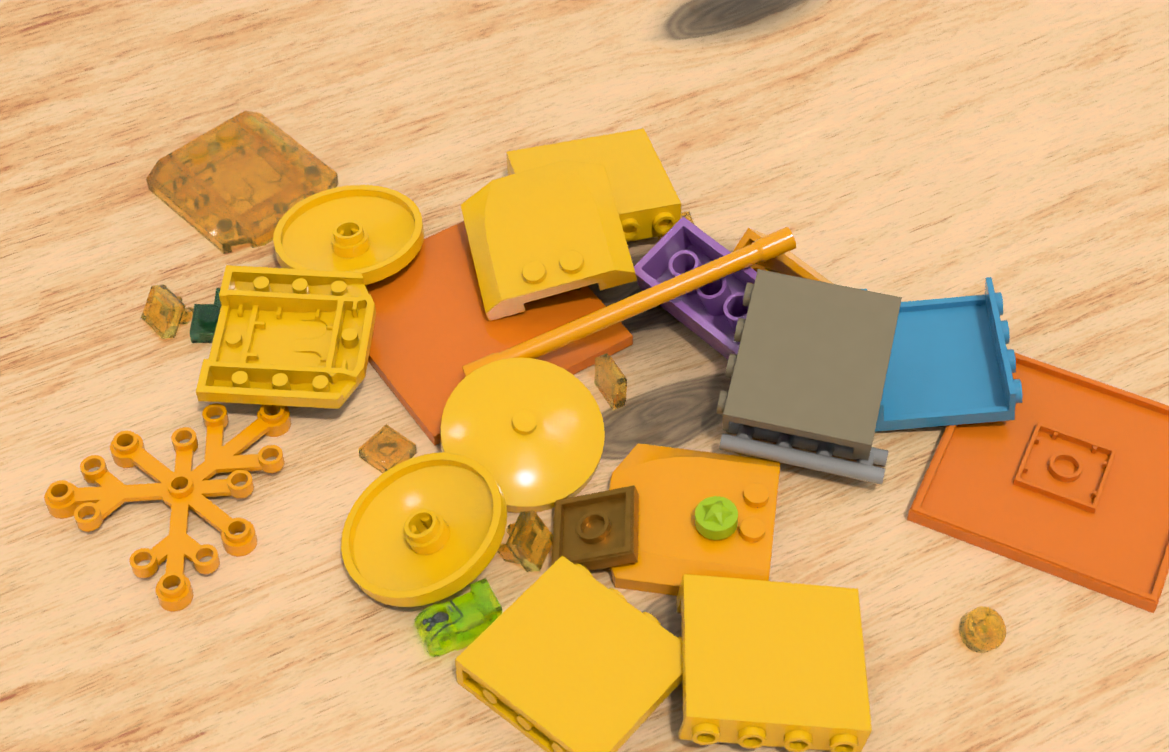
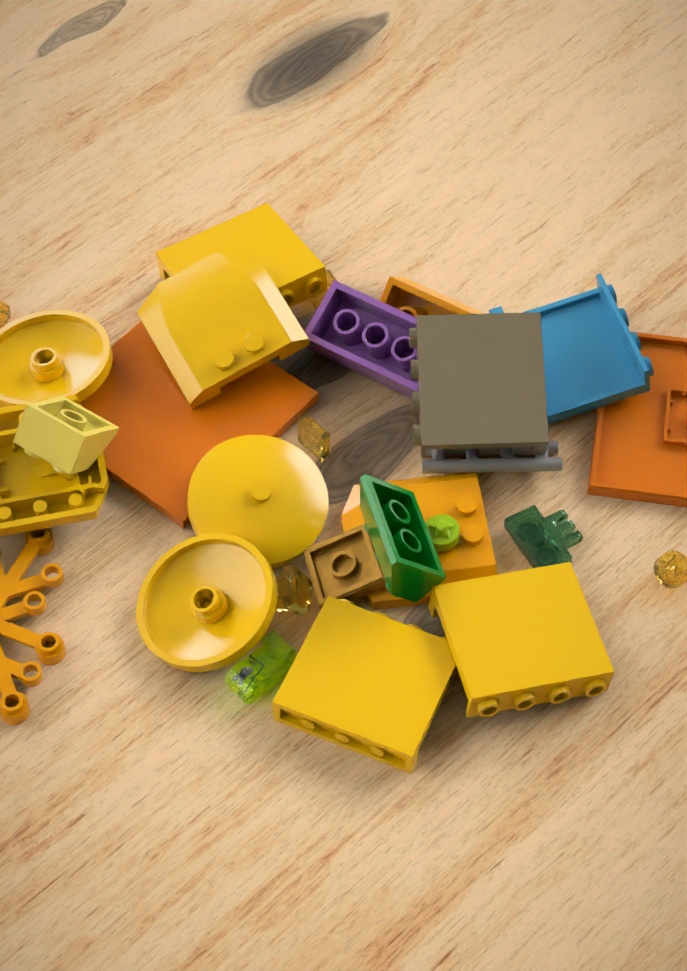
camera: 15 degrees left, 5 degrees up
(329, 308) = (63, 434): none -> light yellow slope
(387, 449) = (146, 543): clear yellow tile -> none
(662, 511) = (399, 539): none -> green slope
(759, 251) = (409, 297): light orange piece -> none
(836, 555) = (542, 538): none -> clear green hinge

